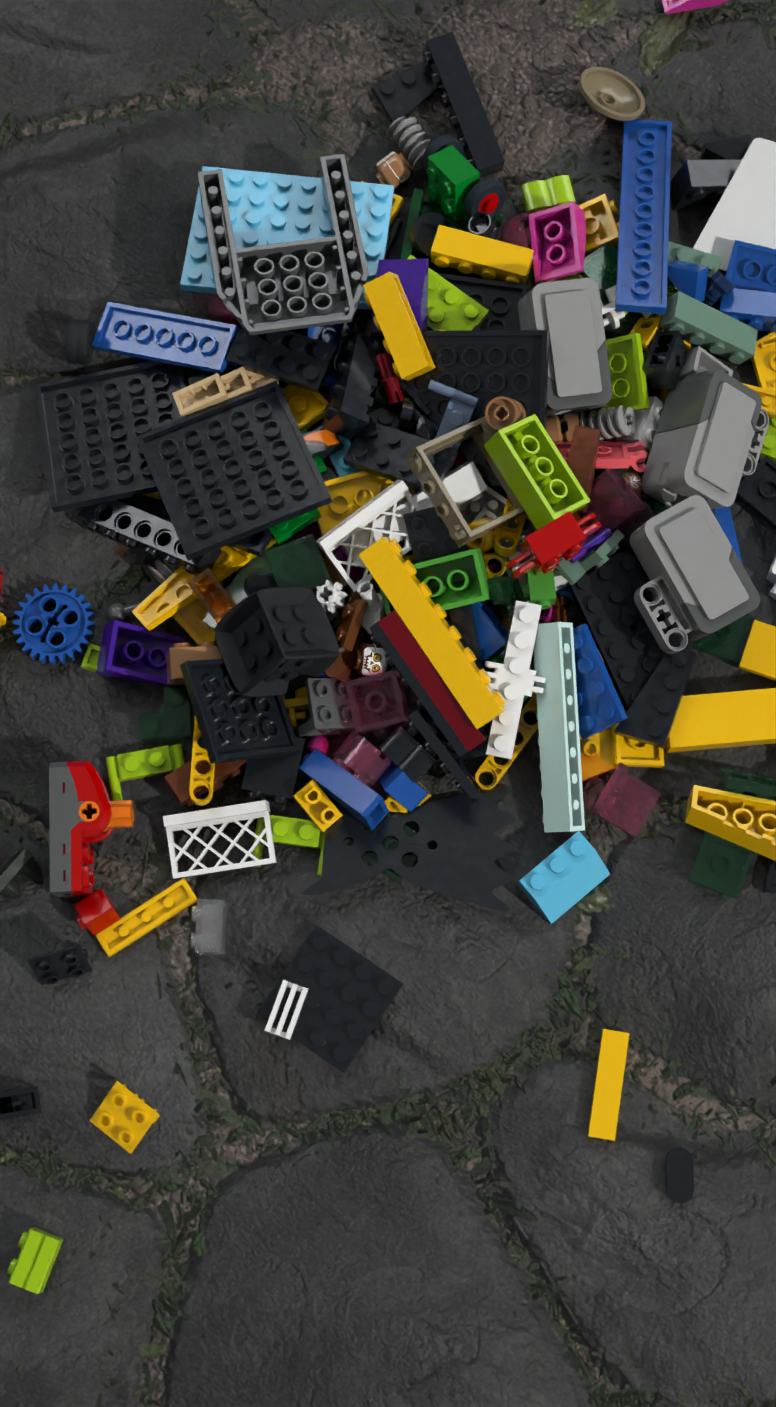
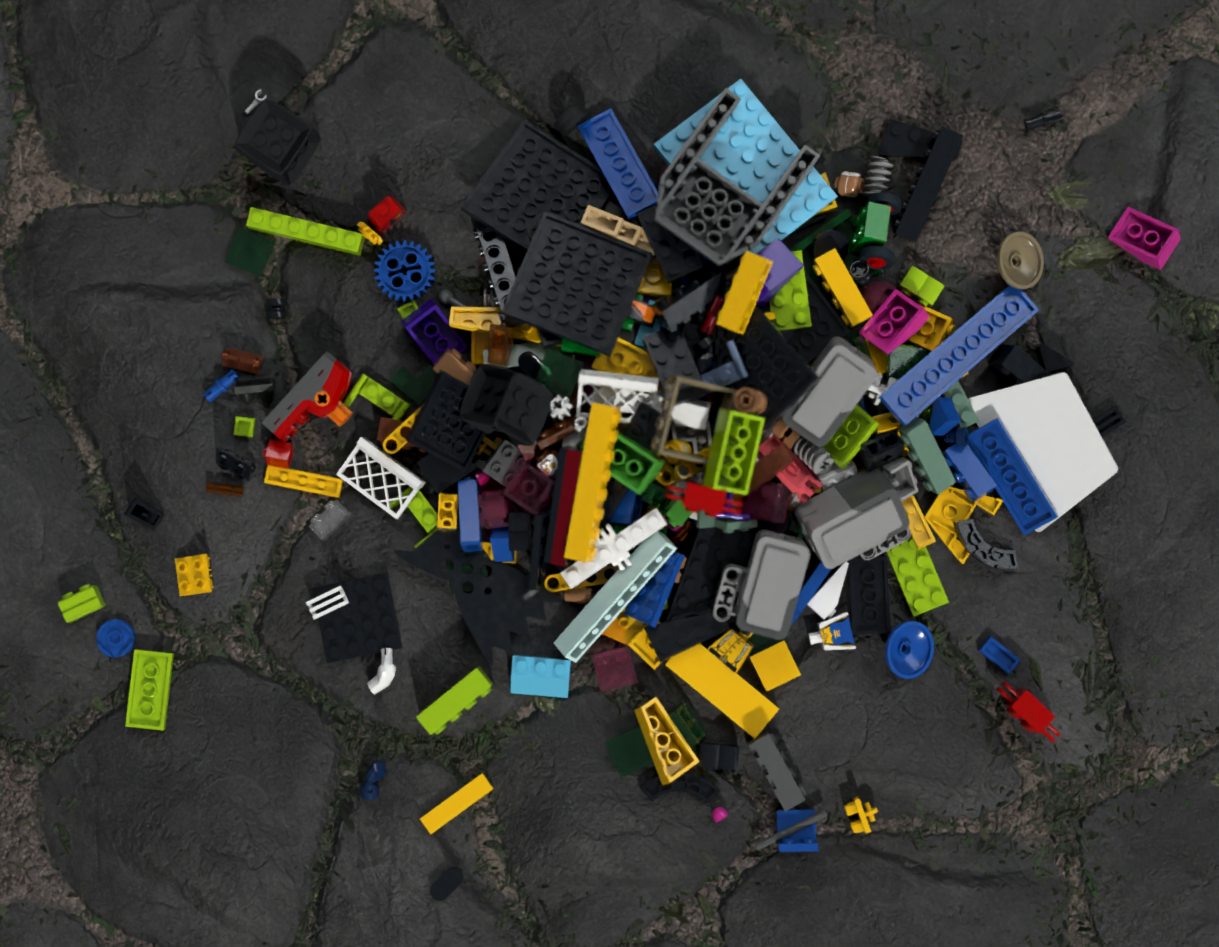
camera: 45 degrees right, 10 degrees up
(36, 921) = (244, 426): none -> lime tile
(75, 1001) = (224, 489): none -> reddish brown axle
(104, 1262) = (115, 638): none -> blue tile
(190, 1280) = (149, 689): none -> lime plate
(411, 1023) = (385, 672): none -> white arm
(507, 980) = (456, 699): none -> lime brick
(510, 1156) = (369, 789): none -> dark blue arm
(523, 765) = (579, 595): none -> medium nougat cone
(716, 670) = (732, 648): none -> yellow torso
(751, 537) = (828, 594): none -> white slope

